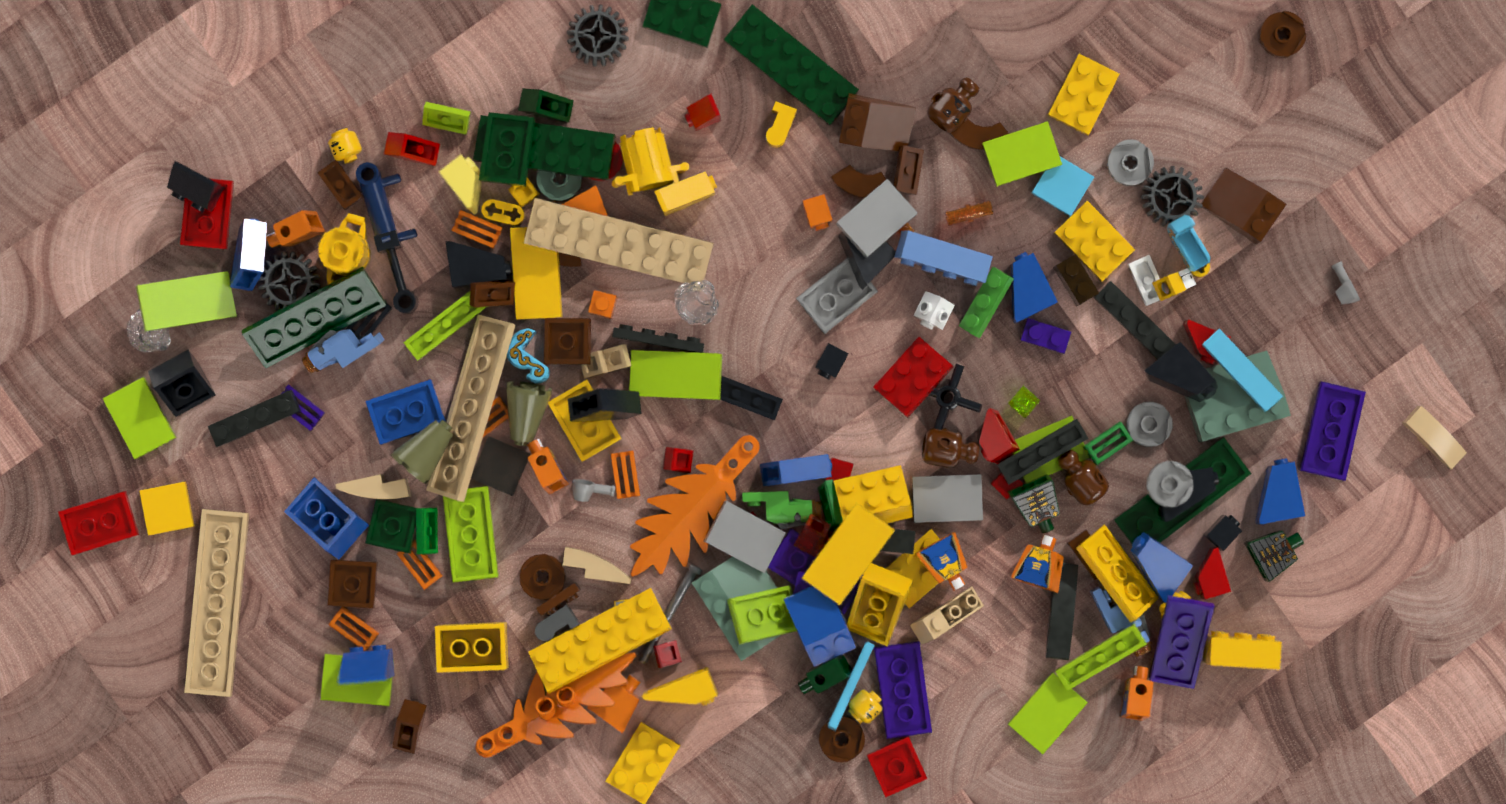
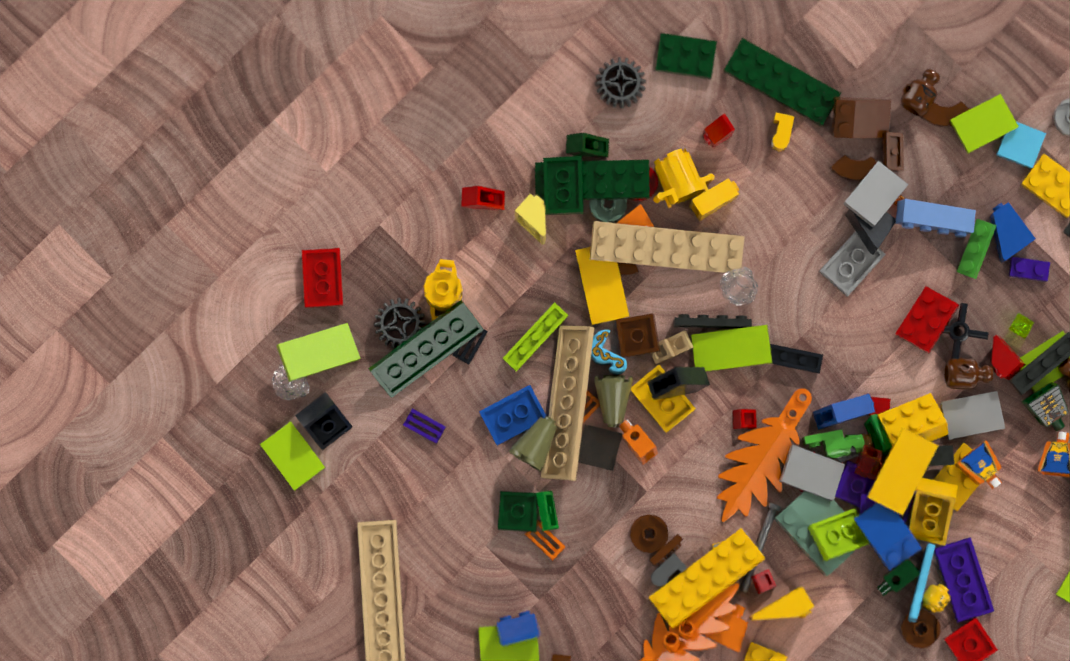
camera: 10 degrees left, 5 degrees down
(98, 523) = (272, 548): red plate -> none
(167, 508) = (327, 527): yellow tile -> none
(193, 186) = (311, 256): black slope -> none
(249, 254) = (364, 306): slope -> none
(254, 418) = (388, 440): pearl dark grey plate -> none
(296, 229) = (404, 273): orange torso -> none
(326, 518) = (462, 513): blue slope -> none
(340, 184) = (428, 237): reddish brown plate -> none
(340, 348) = (449, 370): medium blue plate -> none
(345, 145) = (428, 204): yellow head -> none
(352, 583) = (492, 565): reddish brown plate -> none
(370, 640) = (484, 594): orange tile -> none
(376, 488) = (499, 482): tan slope -> none
(384, 228) = (471, 266): dark blue piece -> none
(446, 118) = (507, 169): lime plate -> none
(459, 221) = (547, 248): orange tile -> none
(471, 536) = (583, 510): lime tile -> none
(471, 647) = (601, 601): yellow brick -> none
(475, 265) = (551, 285): black slope -> none
(492, 293) = (570, 306): reddish brown plate -> none
(502, 218) = (566, 243): yellow beam -> none
(524, 195) = (580, 221): yellow tile -> none
(583, 489) = (671, 456): light grey bar -> none
(594, 565) = (691, 517): tan slope -> none
(602, 304) = (662, 300): orange brick -> none
(625, 474) = (711, 438): orange tile -> none
(817, 212) = (825, 197): orange brick -> none
(831, 361) = (857, 317): black brick -> none
(933, 311) = (934, 262): white brick -> none
(946, 615) = (989, 512): tan slope -> none
(968, 213) = (948, 179): clear orange pin -> none
(1002, 487) = (1015, 397): red tile -> none
(1076, 280) = (1046, 219): dark brown brick -> none
(1083, 94) = (1024, 68): yellow plate -> none

